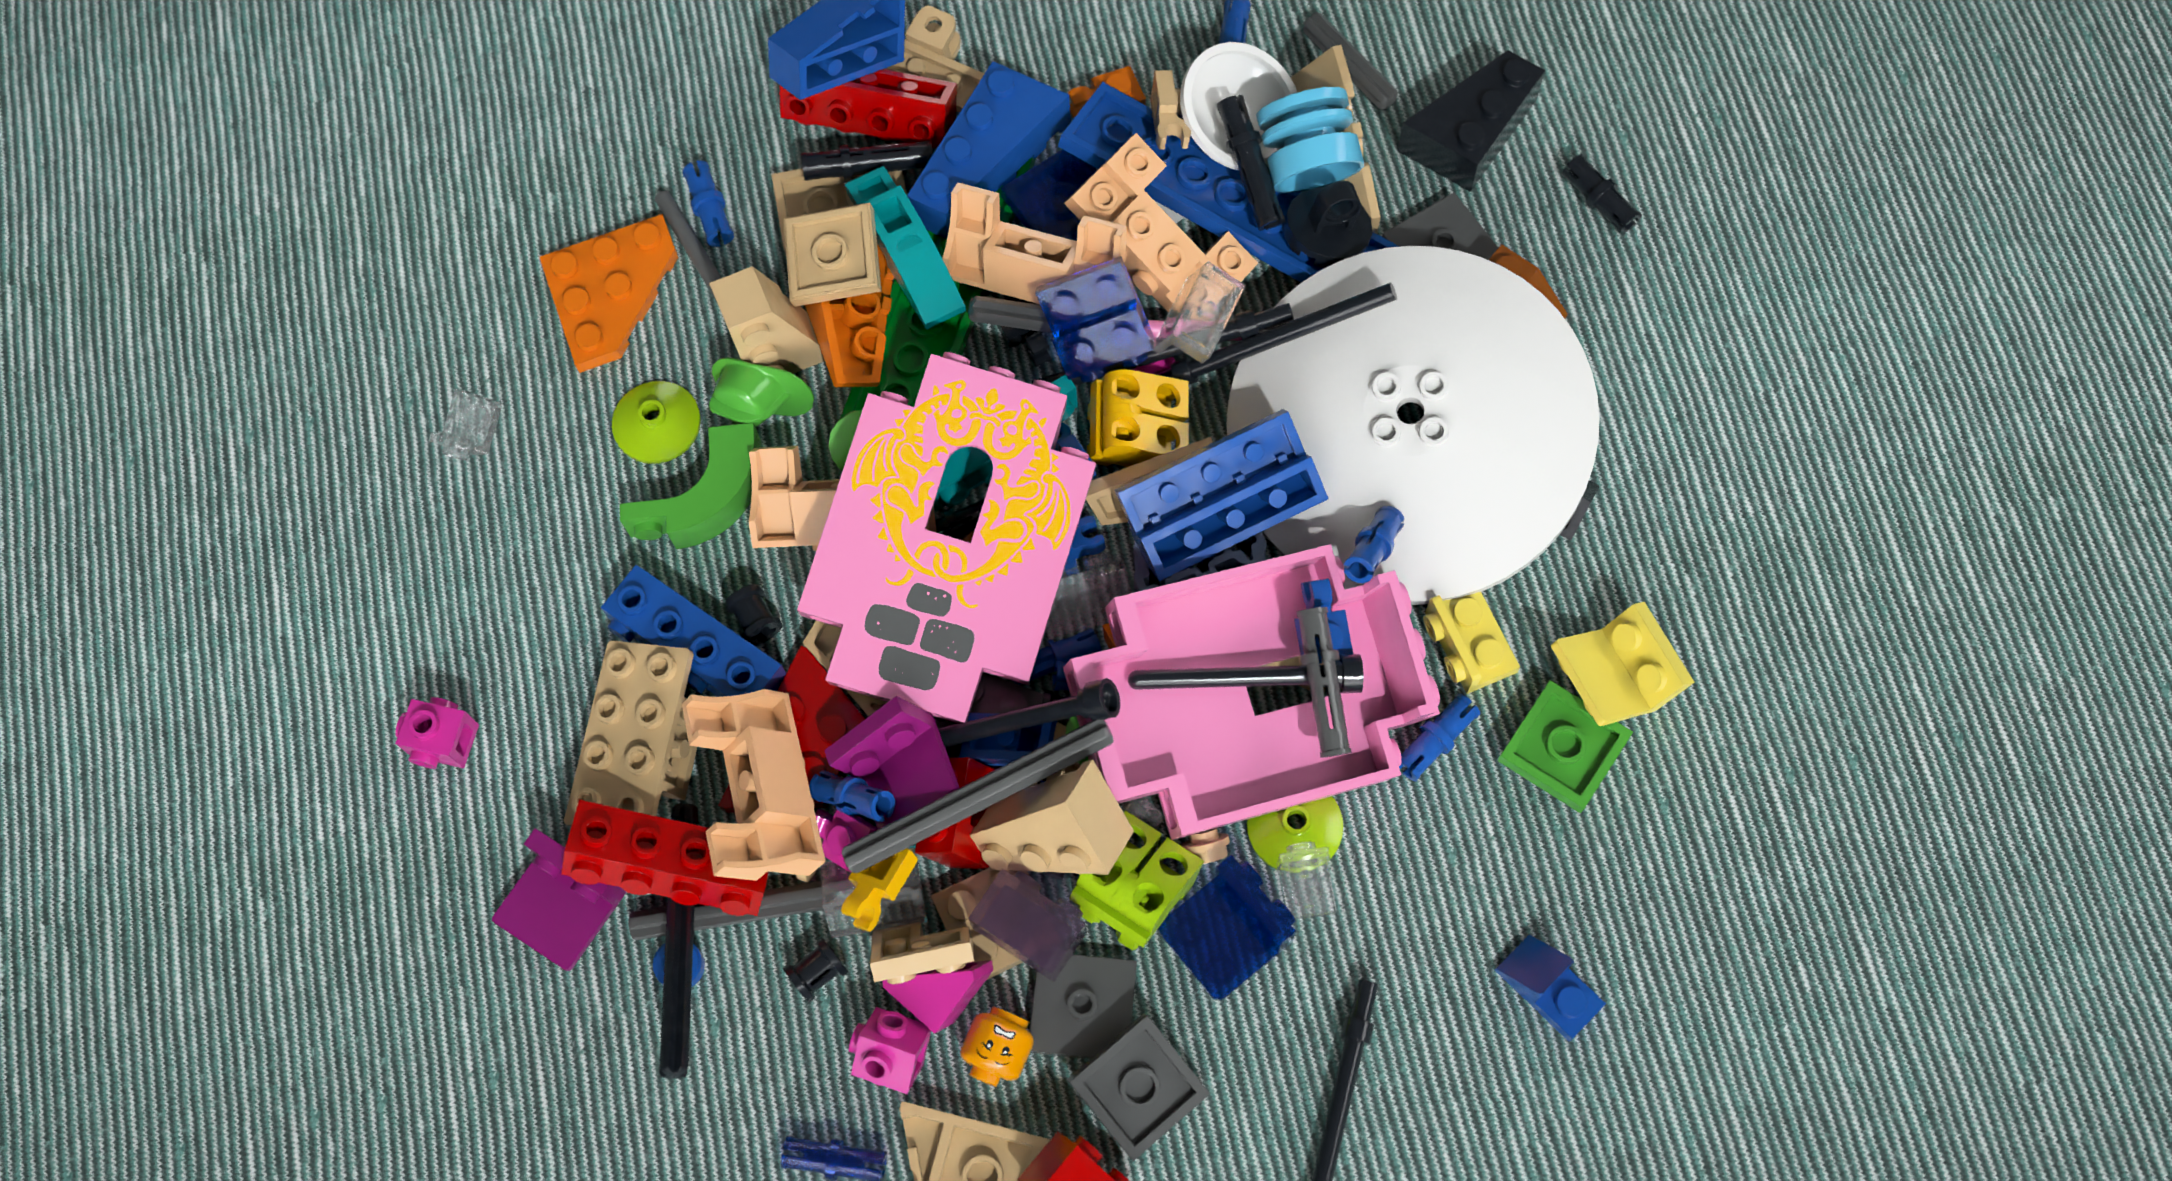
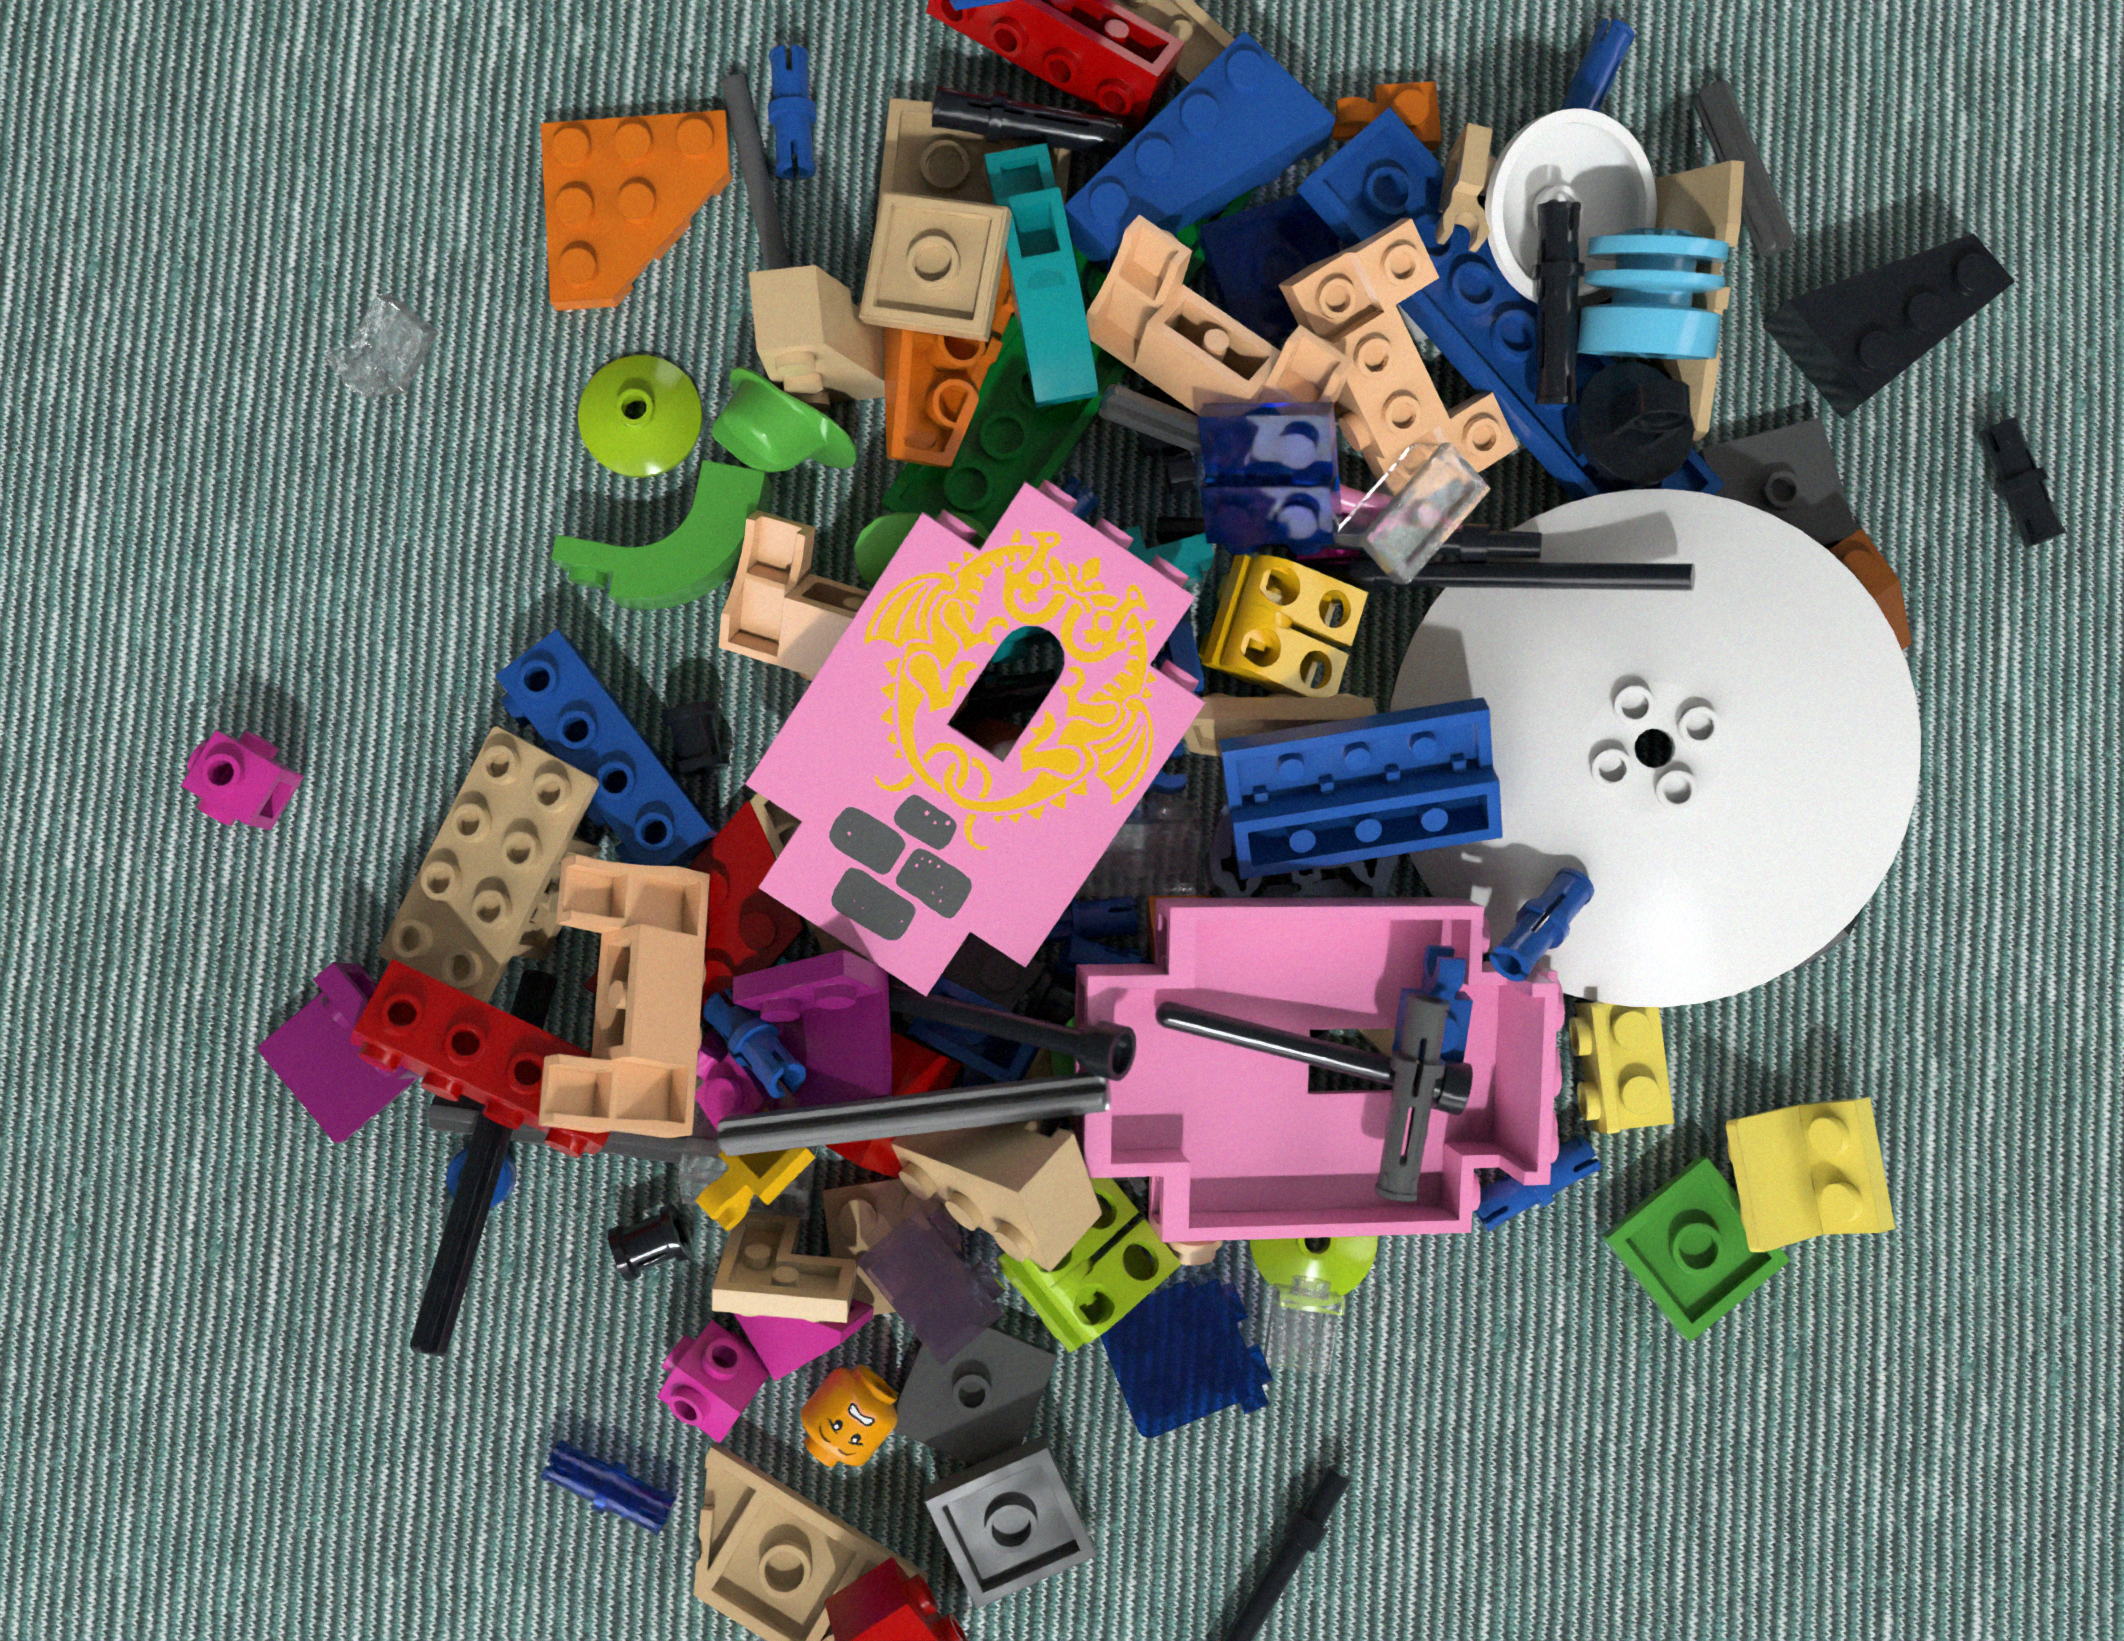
camera: 10 degrees right, 15 degrees up
(1550, 987) = (1566, 1547): blue slope -> none

